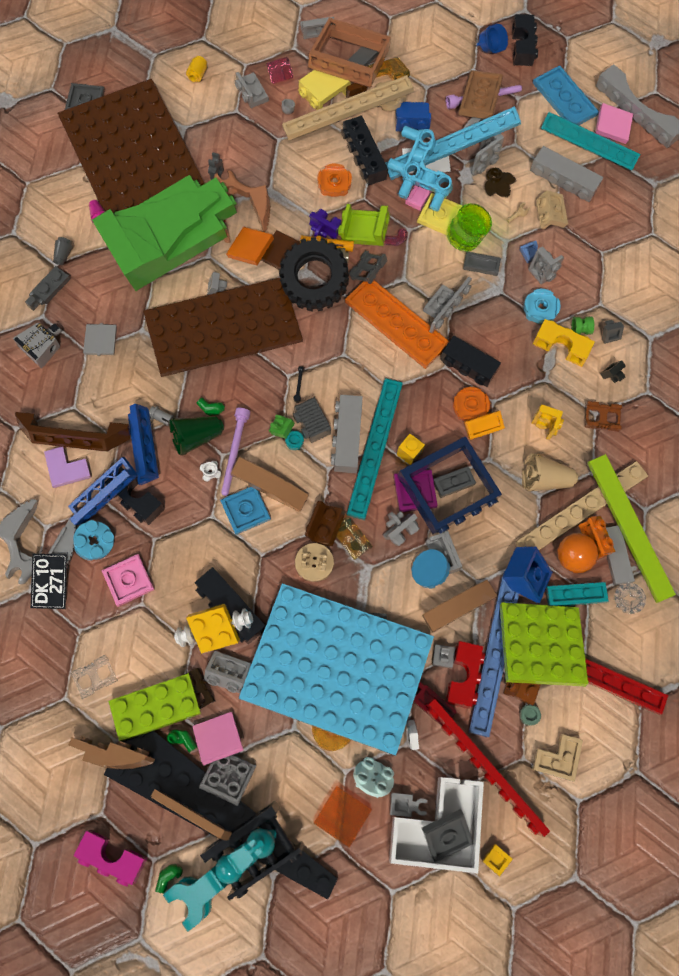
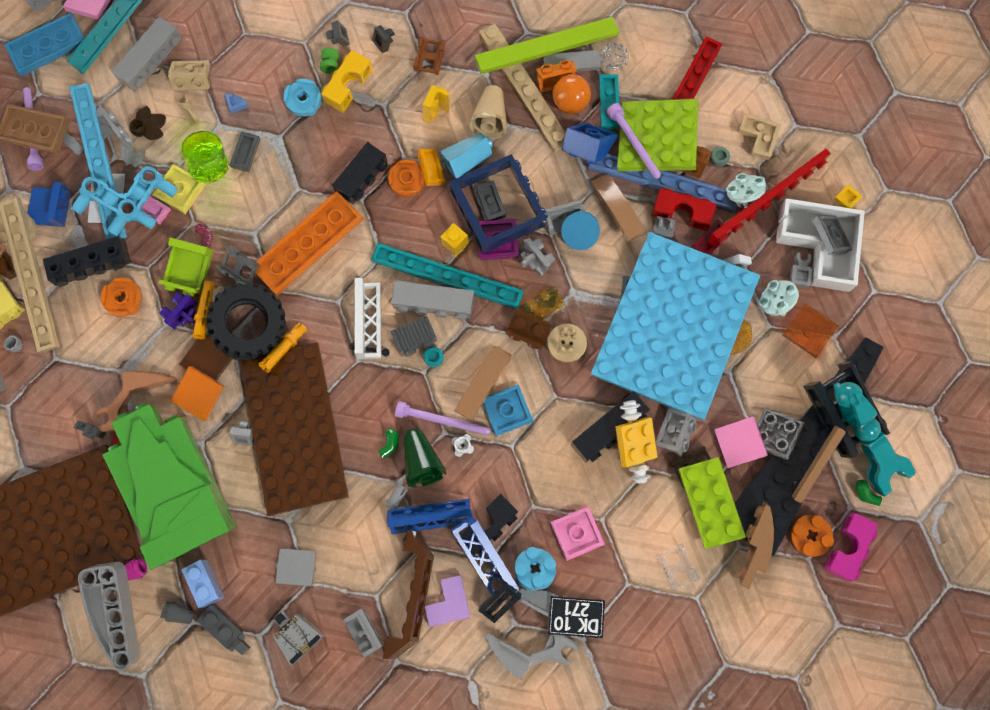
camera: 80 degrees left, 5 degrees up
(42, 398) = (363, 632): none -> light grey hinge
(61, 200) = (102, 609): none -> light grey beam
(69, 514) = (508, 592): none -> black tile
(85, 266) = (203, 583): none -> light blue brick
(112, 811) = (808, 547): none -> orange plate
(182, 737) = (737, 478): green arm -> none
(281, 426) = (418, 368): bright green tile -> none
(301, 313) = (288, 340): none -> light orange pin
(324, 372) = (360, 325): none -> white fence
(442, 303) = (290, 193): light grey bracket -> none
(492, 739) = (746, 189): none -> light aqua plate
(498, 454) = (466, 154): none -> medium azure slope
(544, 266) = (259, 87): light grey bracket -> none
(560, 598) = (615, 113): none -> lavender piece

